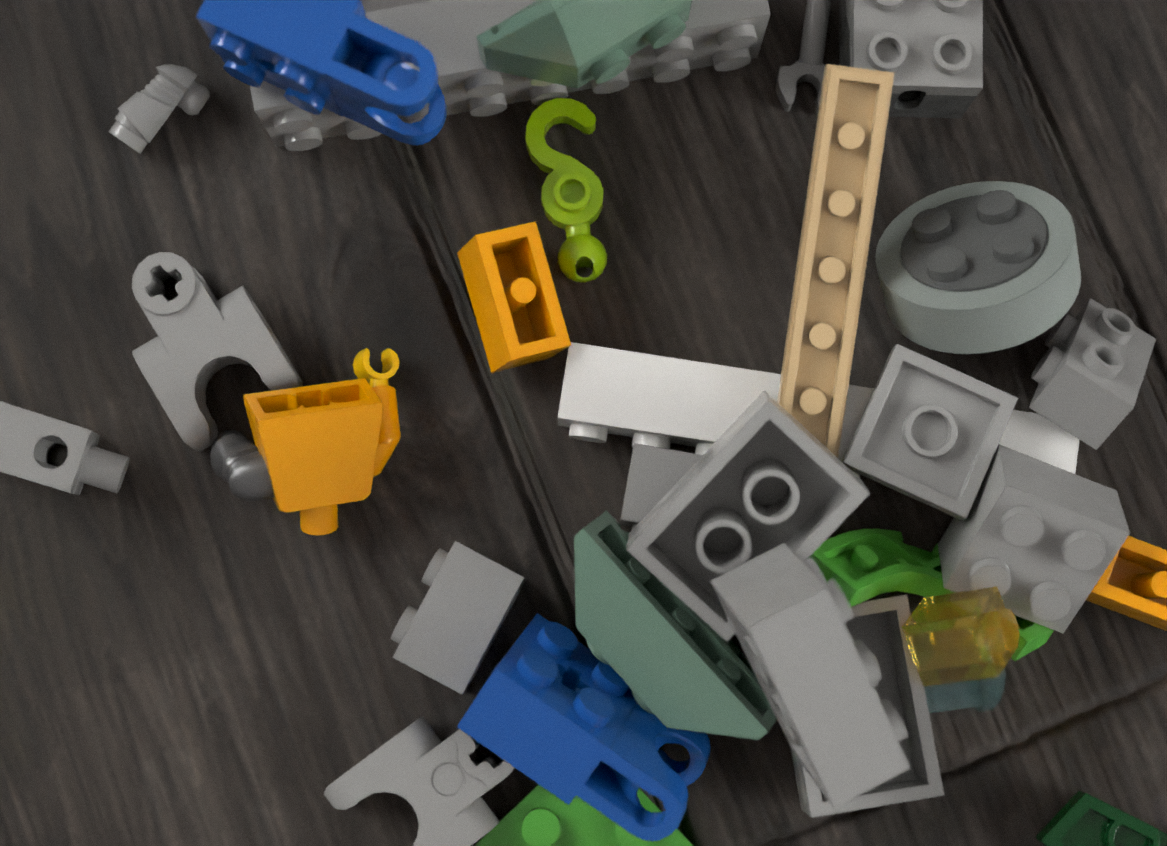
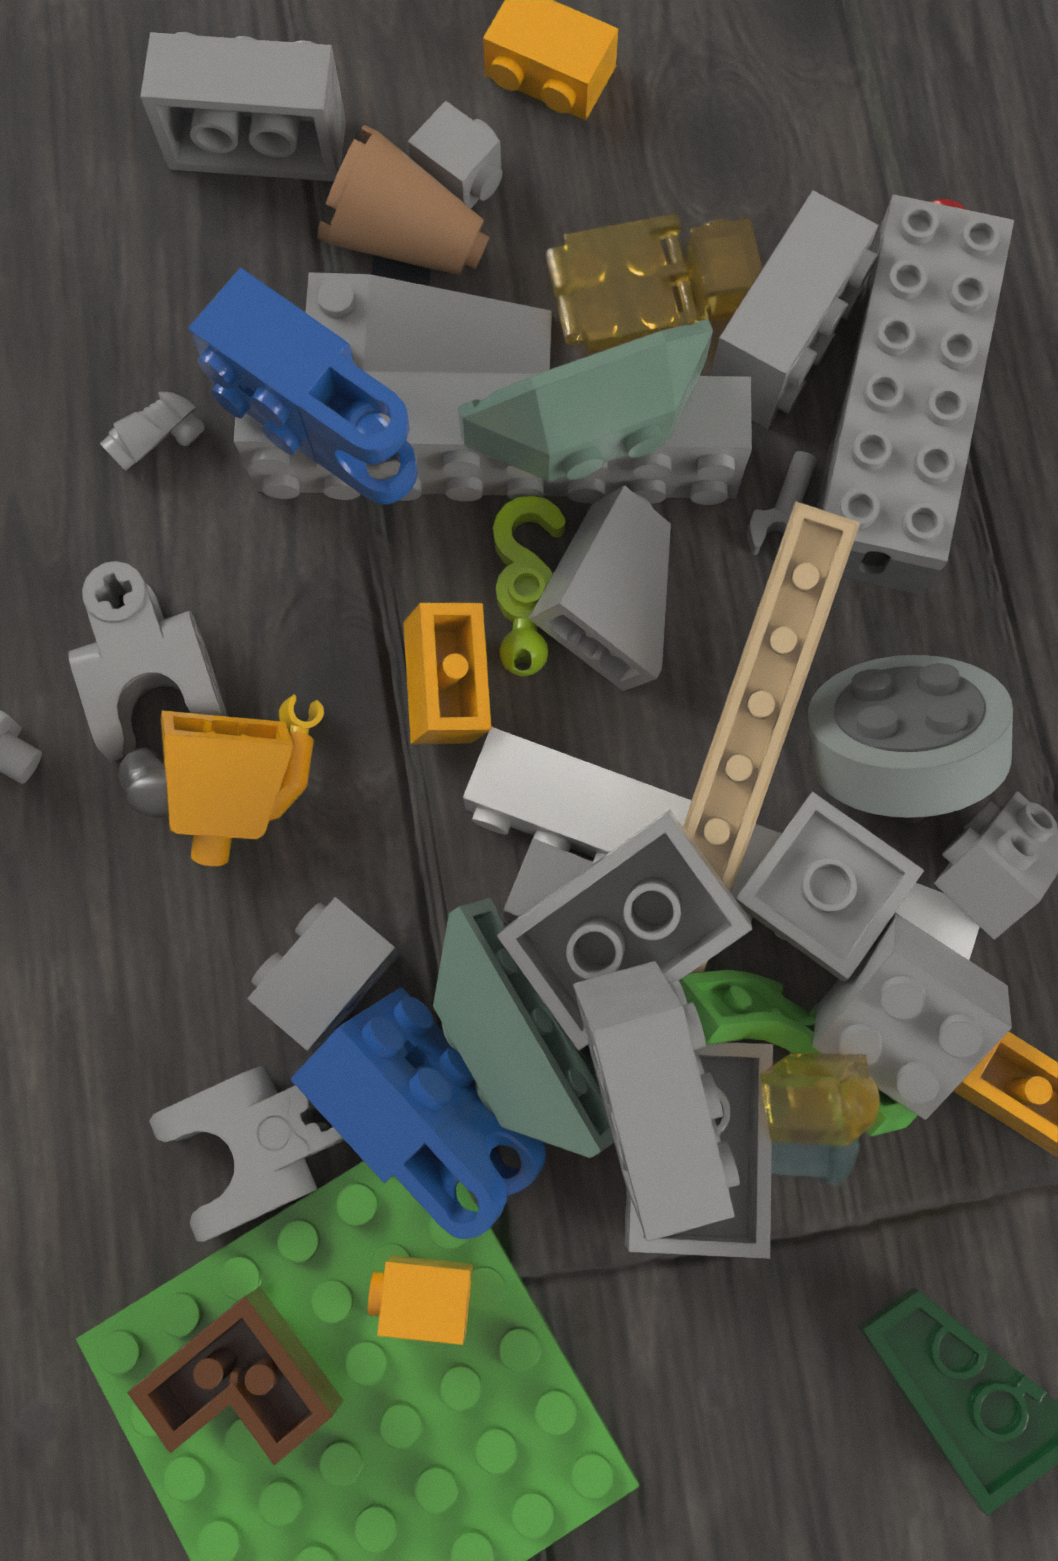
camera: 15 degrees right, 5 degrees down
(658, 178) = (612, 590): none -> light grey slope

